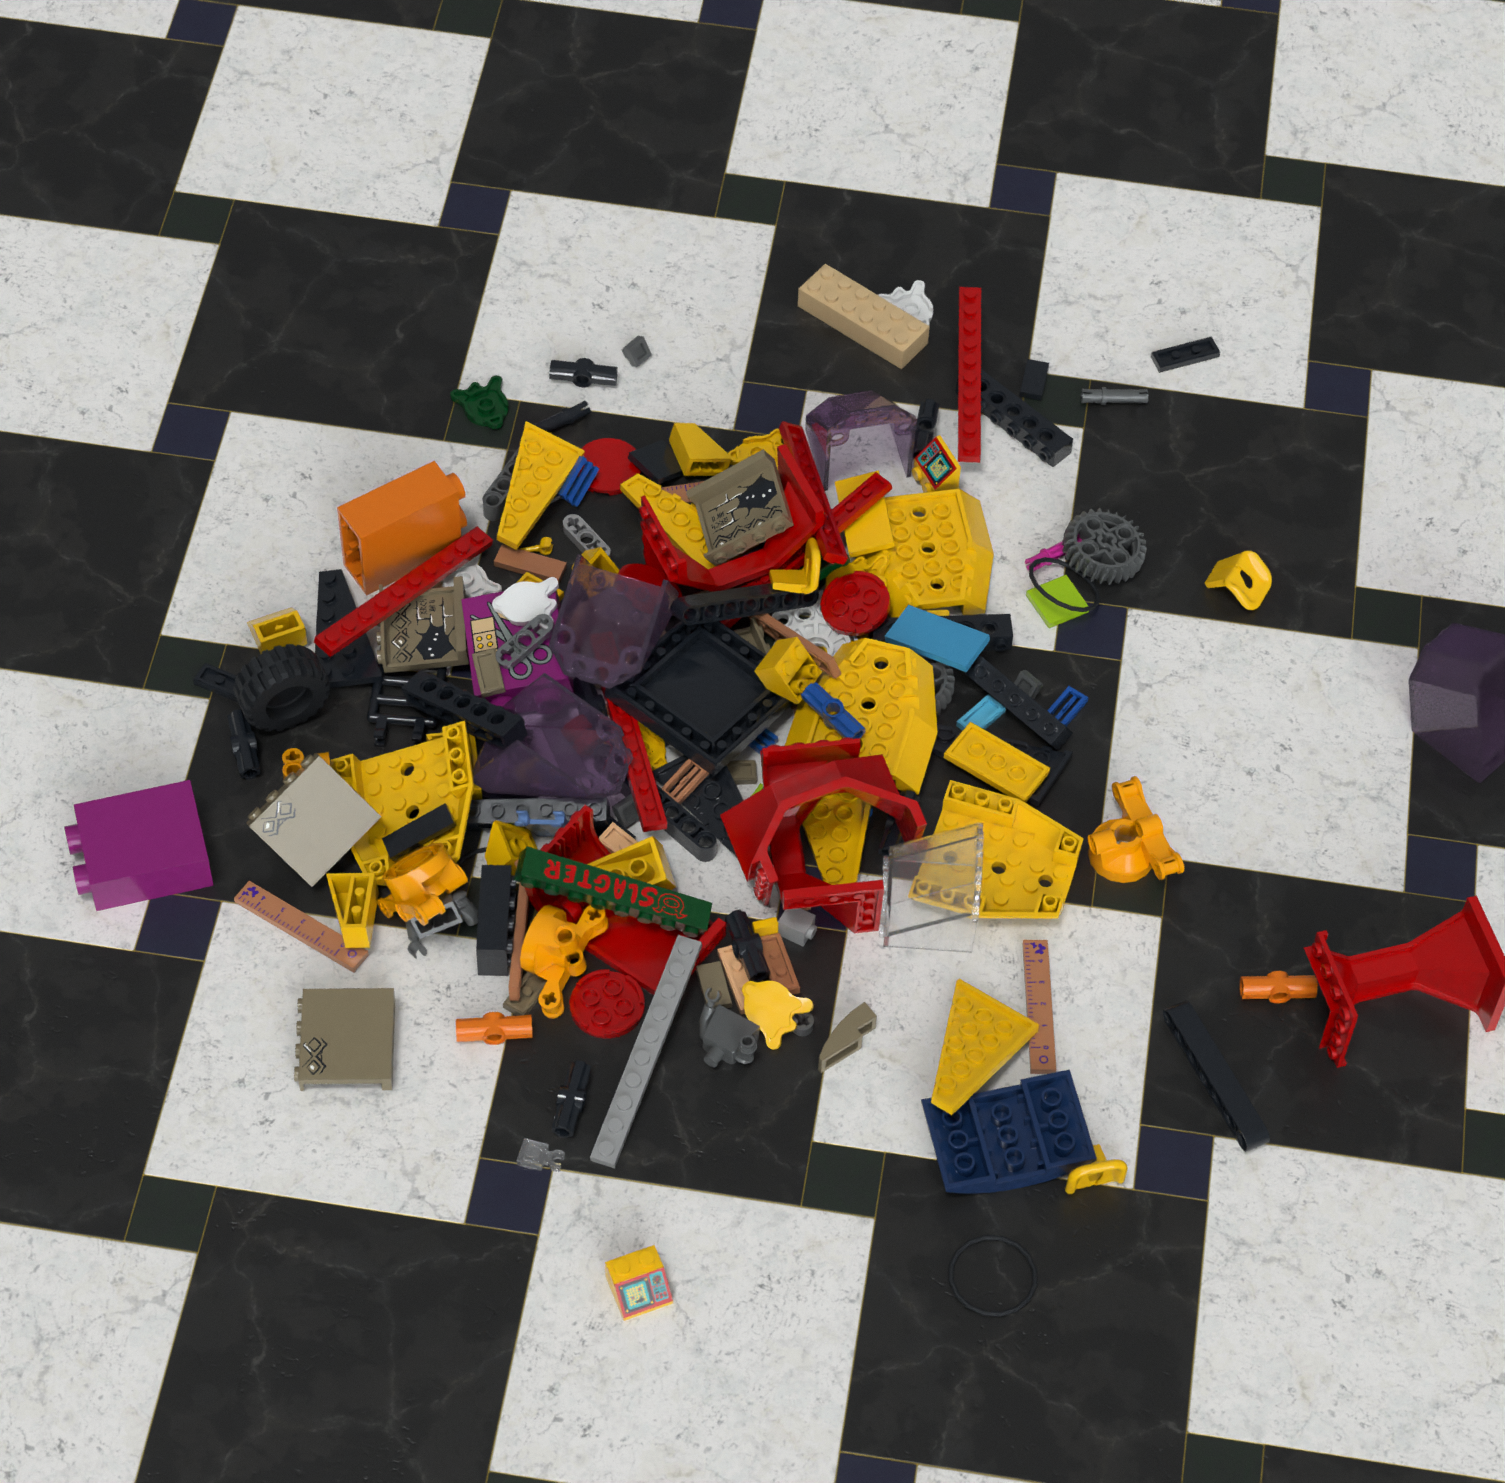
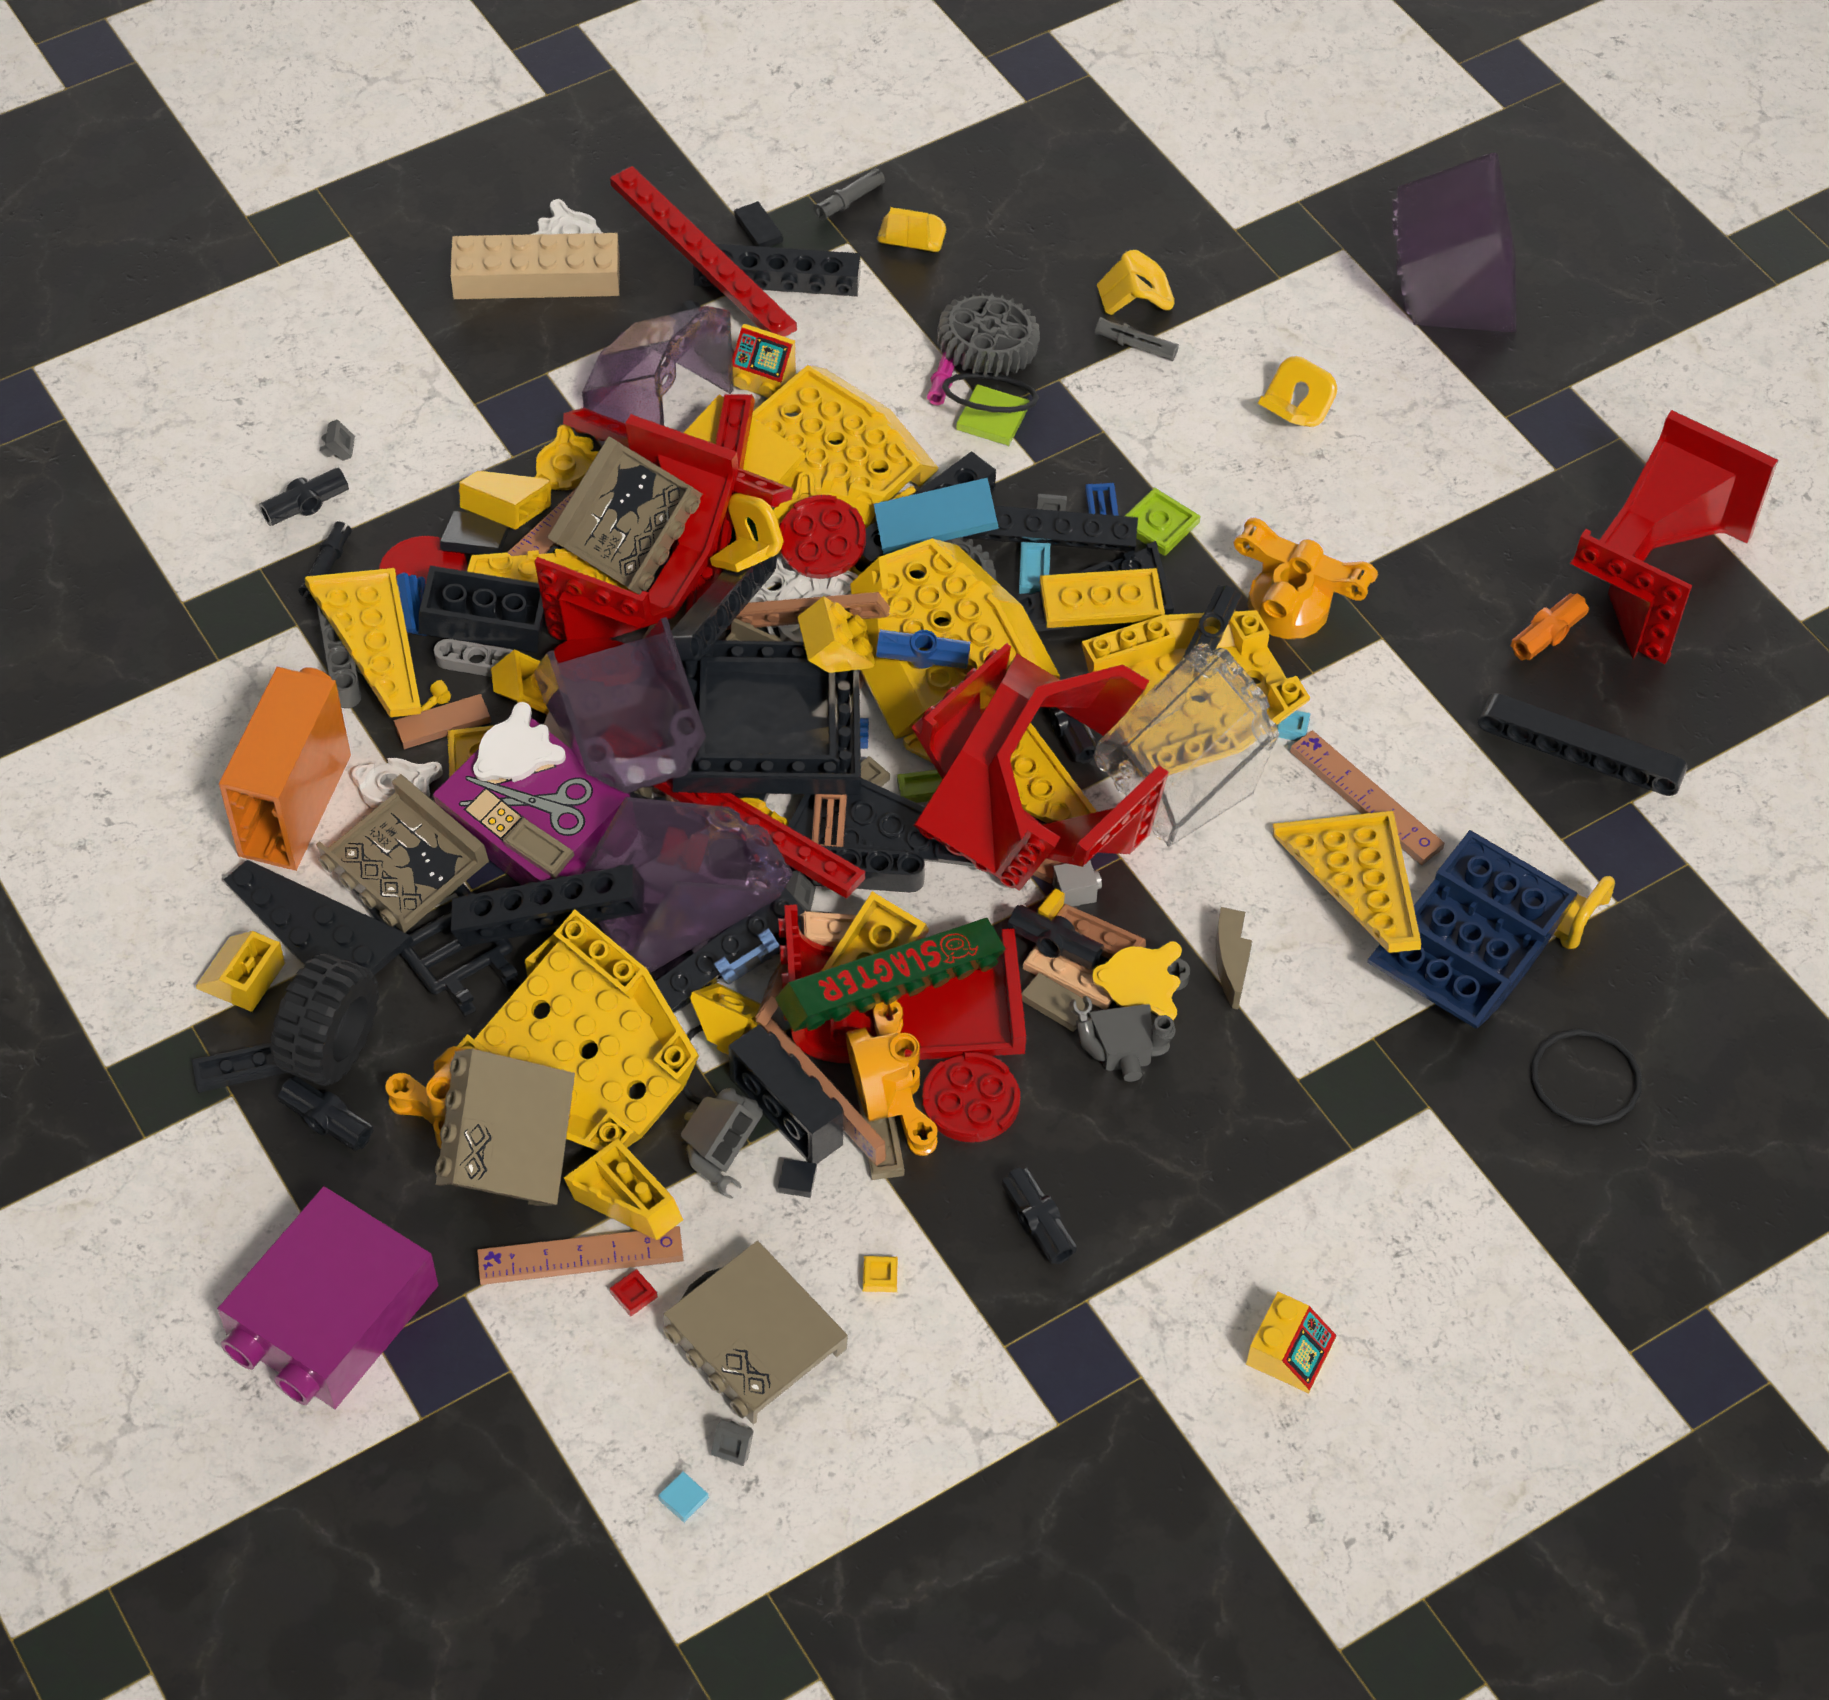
camera: 40 degrees left, 0 degrees up
(223, 1099) = (683, 1496): none -> medium azure tile
(275, 1089) = (732, 1442): none -> dark grey tile
(308, 969) = (633, 1292): none -> red tile
(403, 591) = (349, 835): red plate -> none
(419, 832) = (622, 1062): black tile -> none
(419, 881) = (687, 1114): light orange piece -> none
(451, 1063) = (880, 1274): none -> yellow tile
(461, 974) = (797, 1178): none -> black tile
(483, 404) = (225, 595): dark green tile -> none
(493, 1028) = (890, 1205): orange piece -> none
(525, 631) = (548, 764): dark grey beam -> none
(537, 1154) = (1060, 1300): clear plate -> none
(608, 509) = (482, 609): none -> black brick
(645, 1052) = (1067, 1113): light grey plate -> none
(1041, 928) = (1294, 726): none -> medium azure tile
(1050, 821) = (1218, 615): none -> black piece
(1094, 742) = (1163, 520): none -> lime tile
(1122, 441) = (912, 230): none -> yellow piece
(1185, 354) = (872, 117): black tile -> none
(1193, 599) = (1166, 348): none -> dark grey pin
(1252, 722) = (1317, 402): none -> yellow piece

